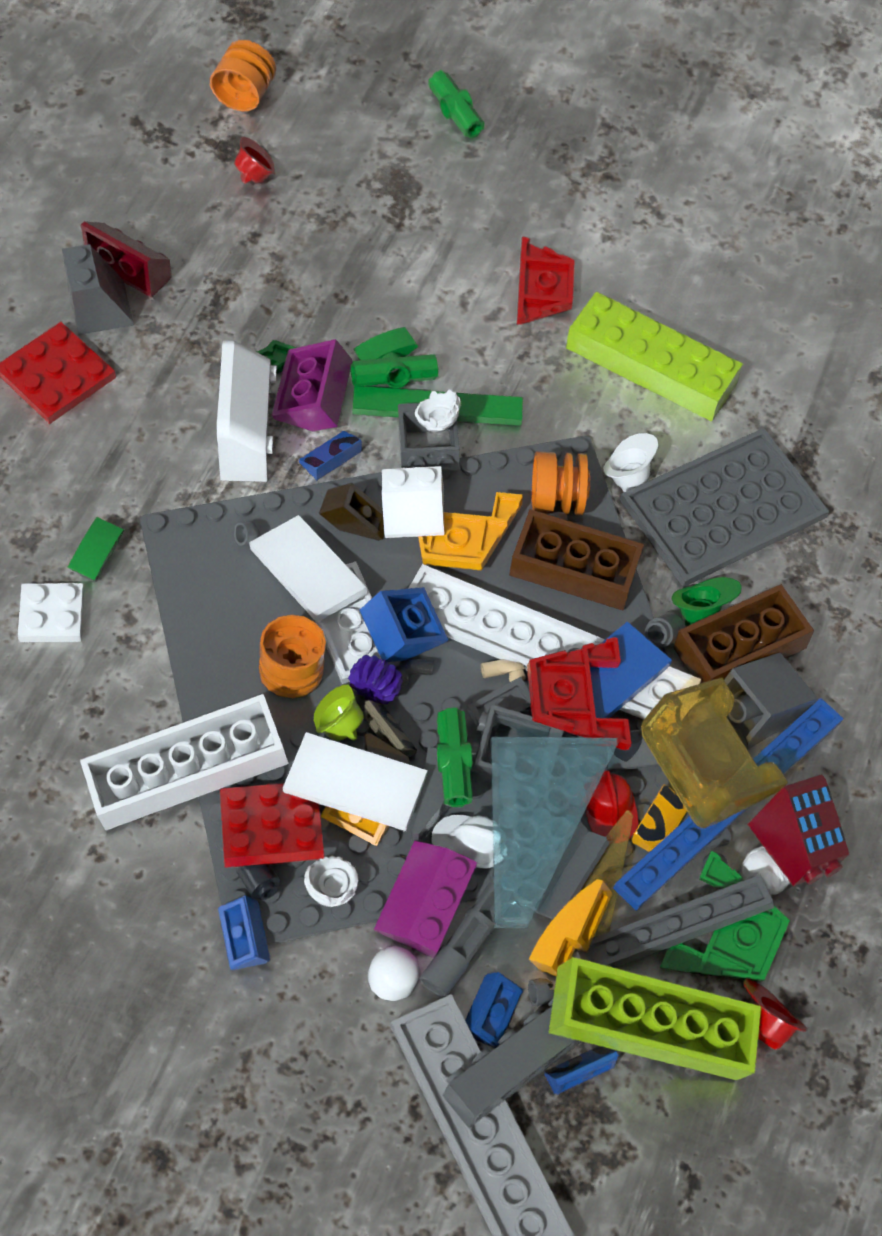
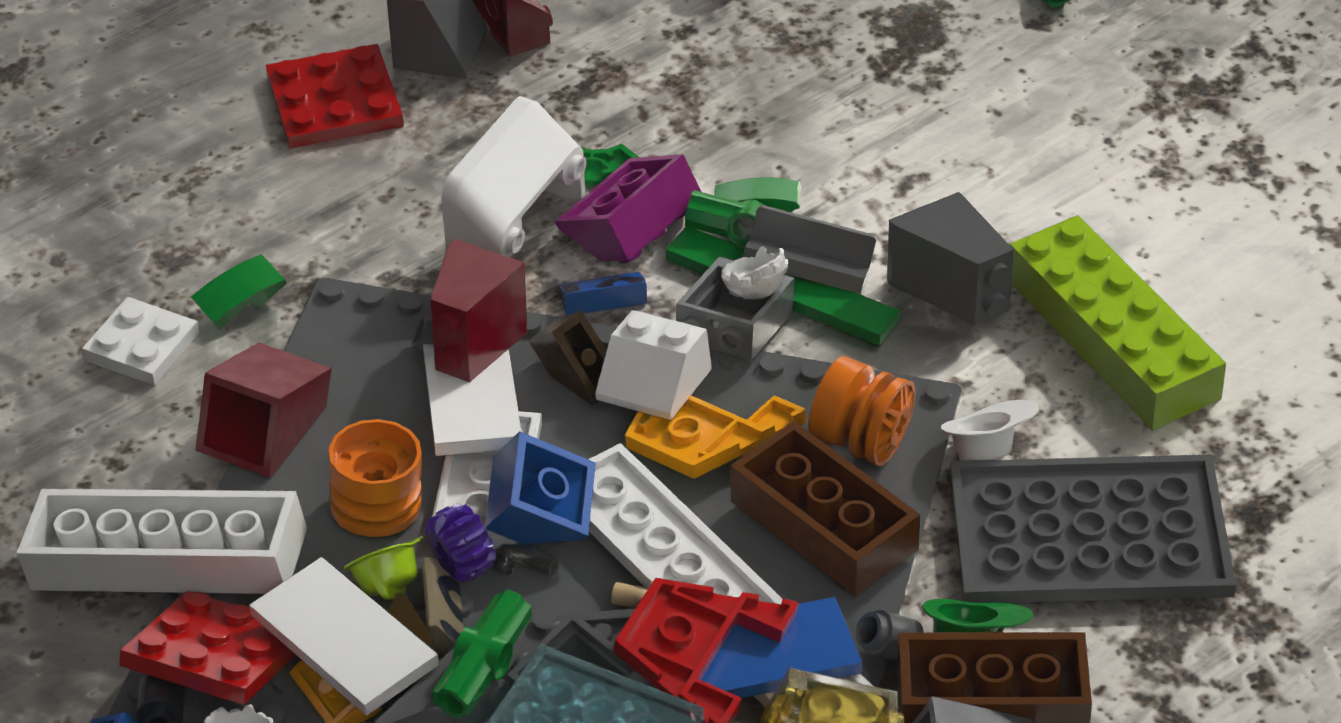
camera: 35 degrees right, 15 degrees down
(177, 633) = (260, 407): none -> dark red slope
(279, 507) = (476, 309): none -> dark red slope
(460, 372) = (814, 248): none -> dark grey panel
(541, 351) = (951, 259): none -> dark grey slope
(544, 283) = (1028, 189): red wing -> none

